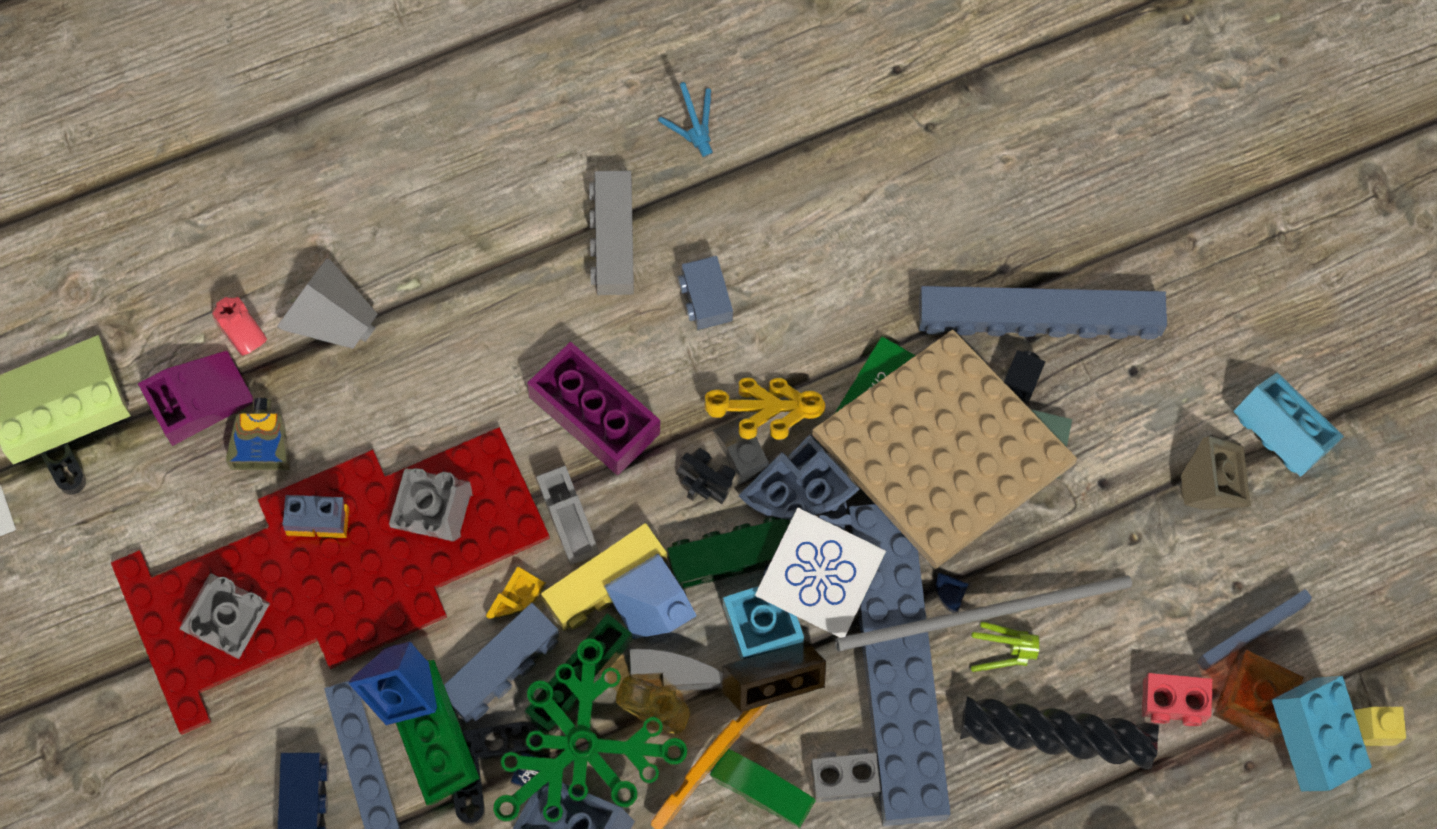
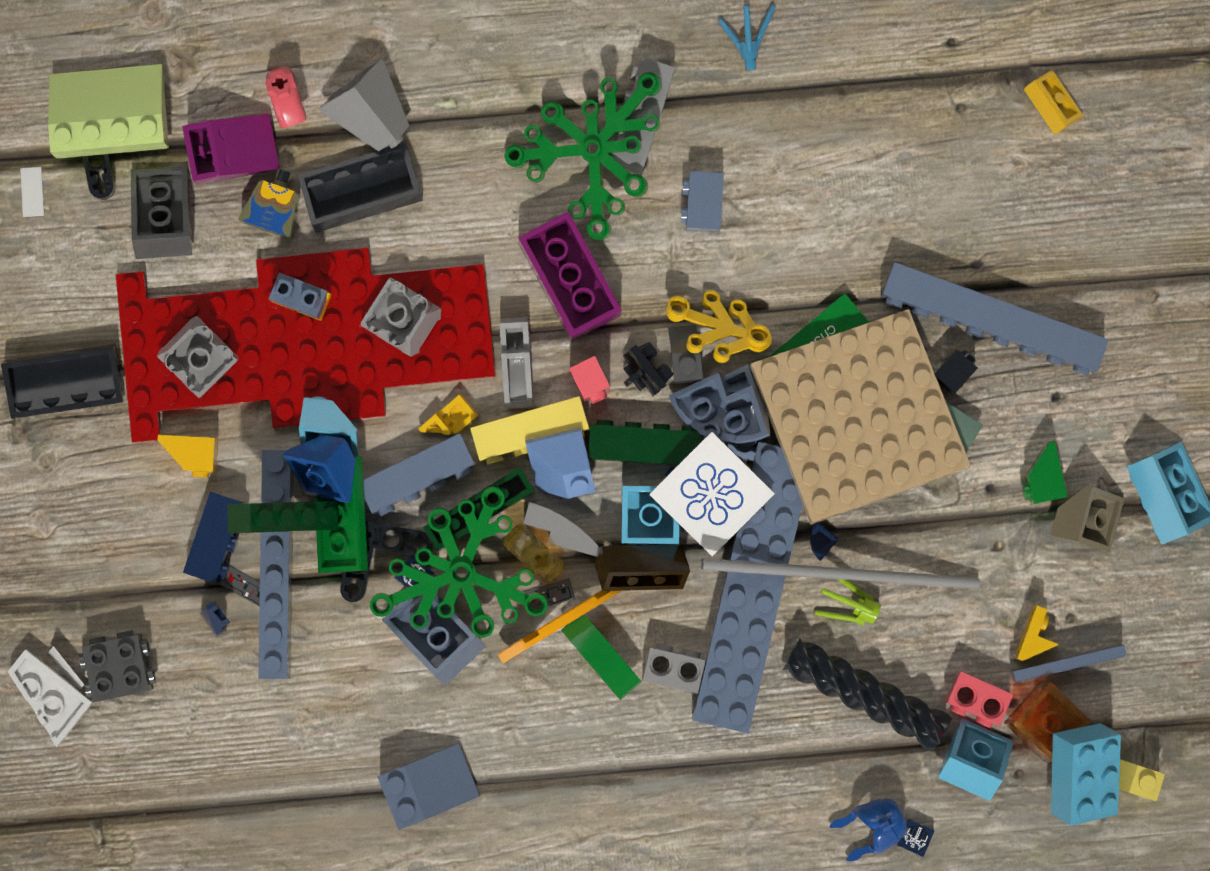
camera: 25 degrees right, 15 degrees up
(84, 693) = (62, 381): none -> black slope
(141, 484) = (160, 212): none -> dark grey slope
(249, 720) = (192, 453): none -> yellow slope
(345, 393) = (360, 187): none -> black slope
(367, 745) = (282, 516): none -> dark green brick
(383, 630) = (325, 418): none -> medium azure slope
(589, 240) = (615, 122): none -> green plant
(651, 502) = (590, 380): none -> coral brick
(694, 738) = (554, 593): none -> dark grey sticker
(1018, 92) = (1053, 102): none -> yellow slope
(1156, 450) = (1044, 478): none -> green slope
(1200, 764) = (976, 759): none -> medium azure slope
(1208, 621) = (1030, 642): none -> yellow slope

